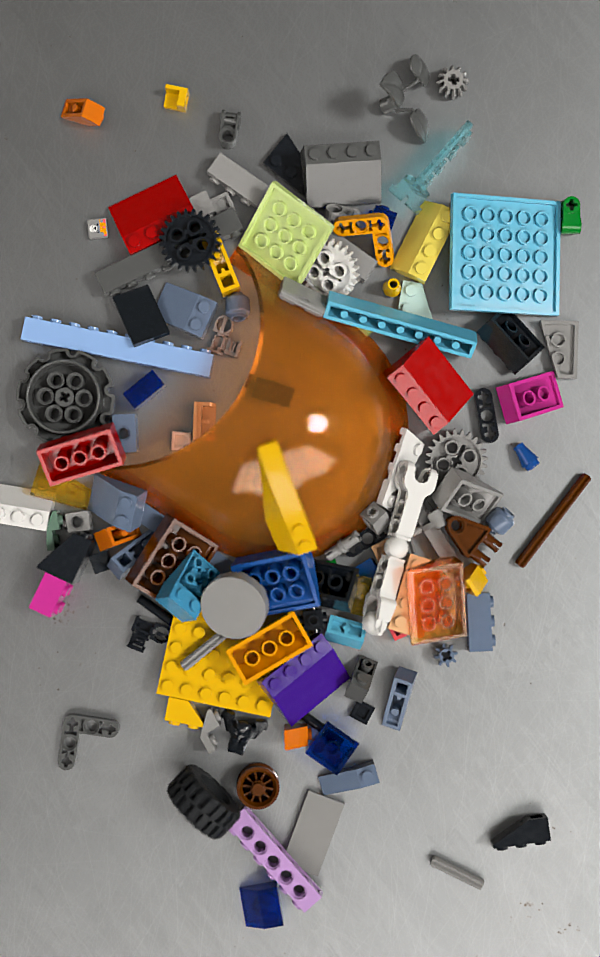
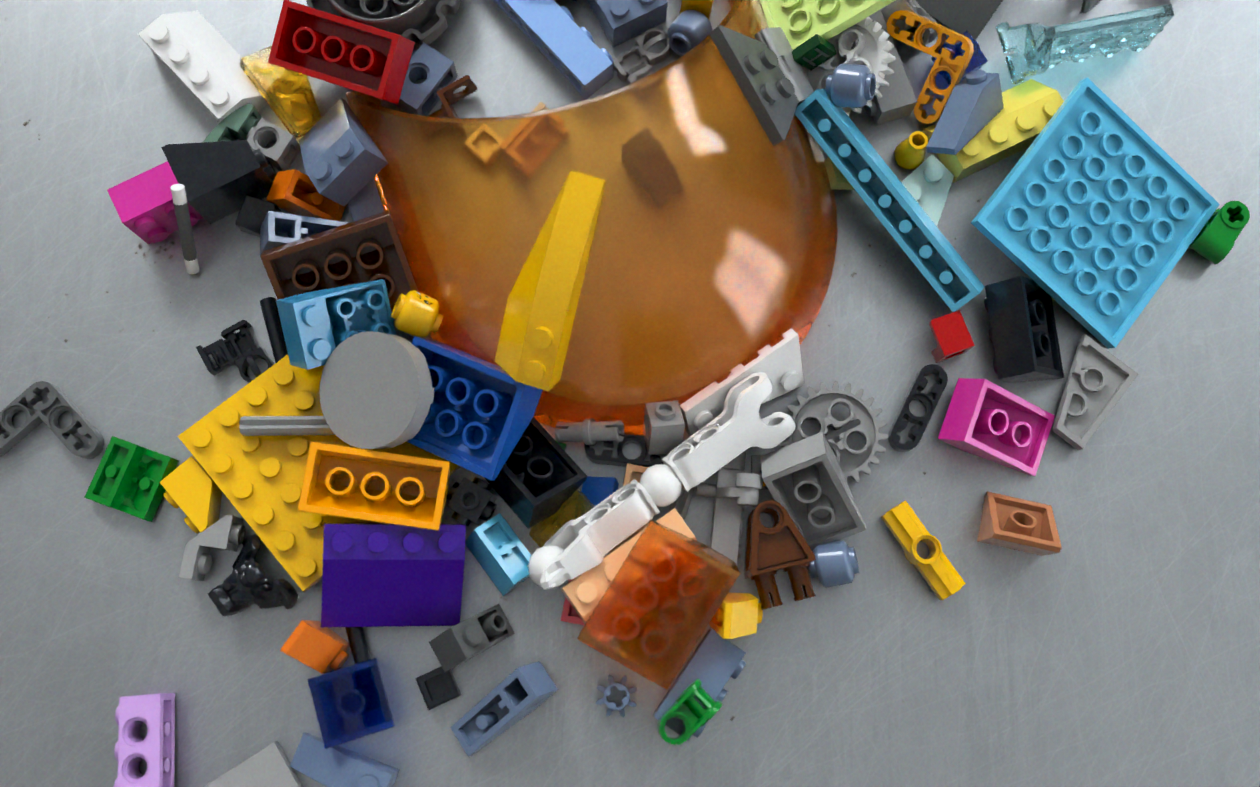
camera: 30 degrees right, 10 degrees down
(77, 596) = (185, 228): none -> dark grey bar
(144, 390) = (489, 47): clear blue brick -> none
(146, 727) = (130, 479): none -> green slope
(151, 440) = (448, 97): none -> reddish brown bracket
(203, 802) = (106, 636): black tyre -> none
(221, 554) = (416, 314): none -> yellow head
(257, 785) = (208, 678): reddish brown wheel -> none
(301, 321) = (760, 80): none -> dark grey wing
(310, 277) = (813, 52): none -> dark green tile
(342, 284) = (851, 85): none -> sand blue head
(406, 250) = (967, 112): none -> sand blue slope
(429, 385) = (870, 304): red slope -> none
(477, 370) = (951, 336): none -> red panel
(484, 638) = (689, 712): none -> green piece
(526, 457) = (934, 505): blue cone -> none
(547, 486) = (936, 567): none -> yellow piece
(553, 520) = (909, 621): reddish brown axle -> none
(571, 437) = (1018, 525): none -> nougat slope

